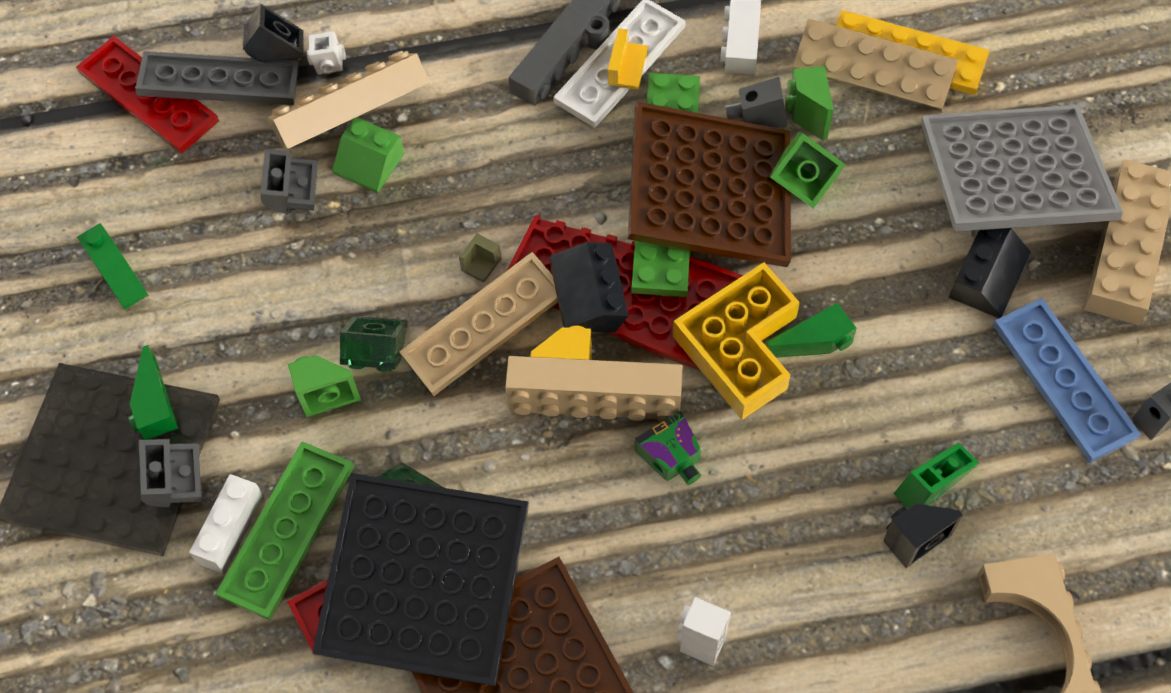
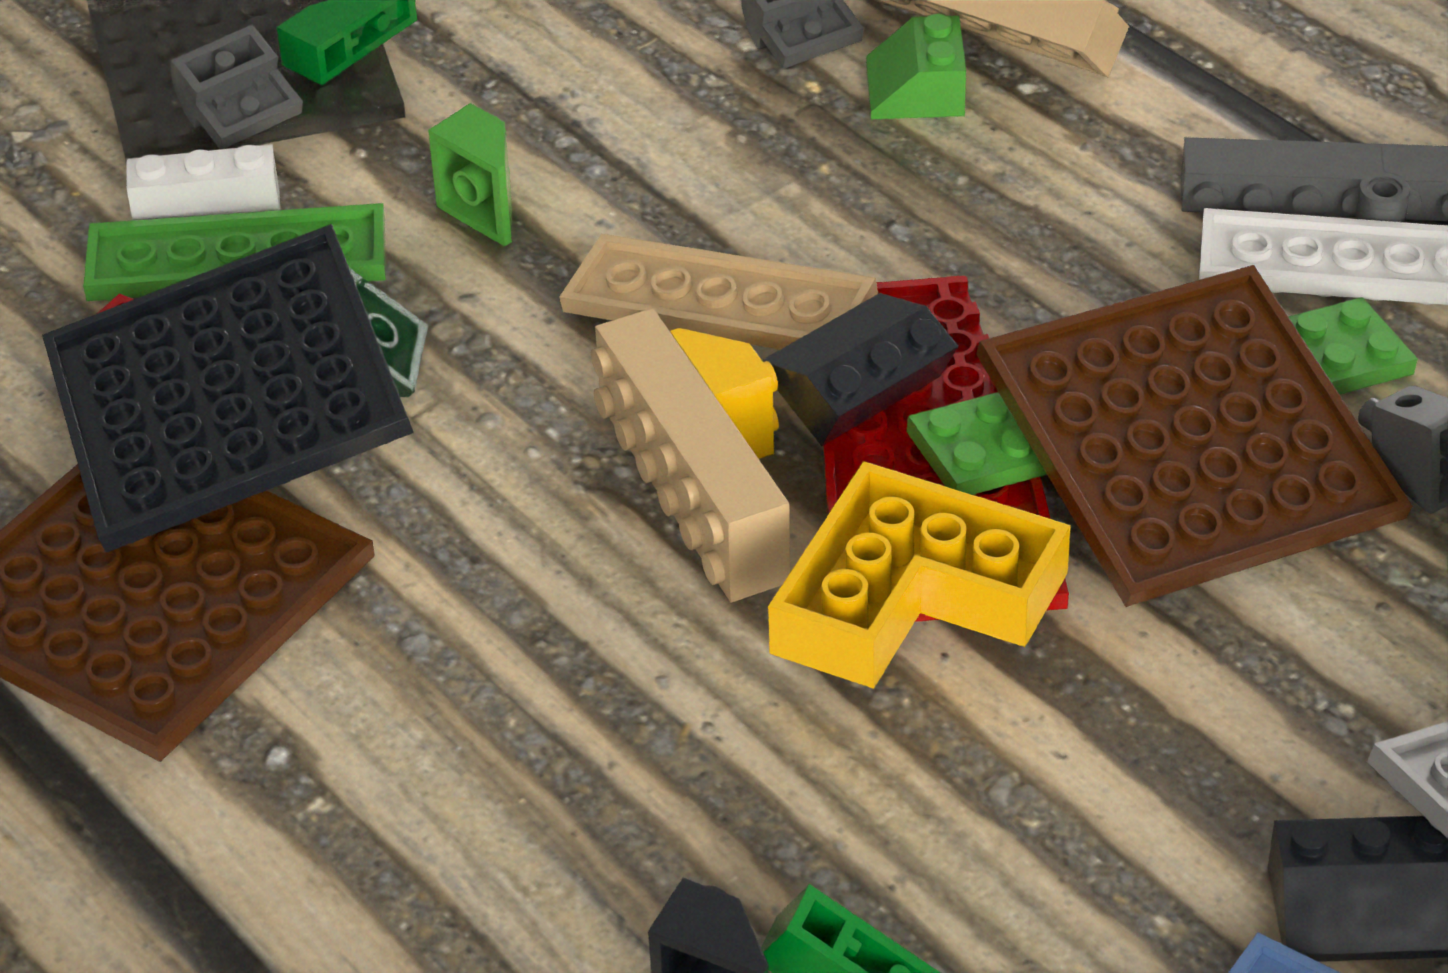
camera: 60 degrees right, 20 degrees down
(372, 343) = (597, 198): clear green slope -> none
(480, 257) = (838, 244): olive panel -> none
(626, 62) = (1344, 245): yellow panel -> none
(671, 449) = (660, 597): torso -> none
(703, 630) = (324, 729): white brick -> none
(807, 169) = (1341, 543): bright green slope -> none
(816, 335) = (1019, 695): green slope -> none

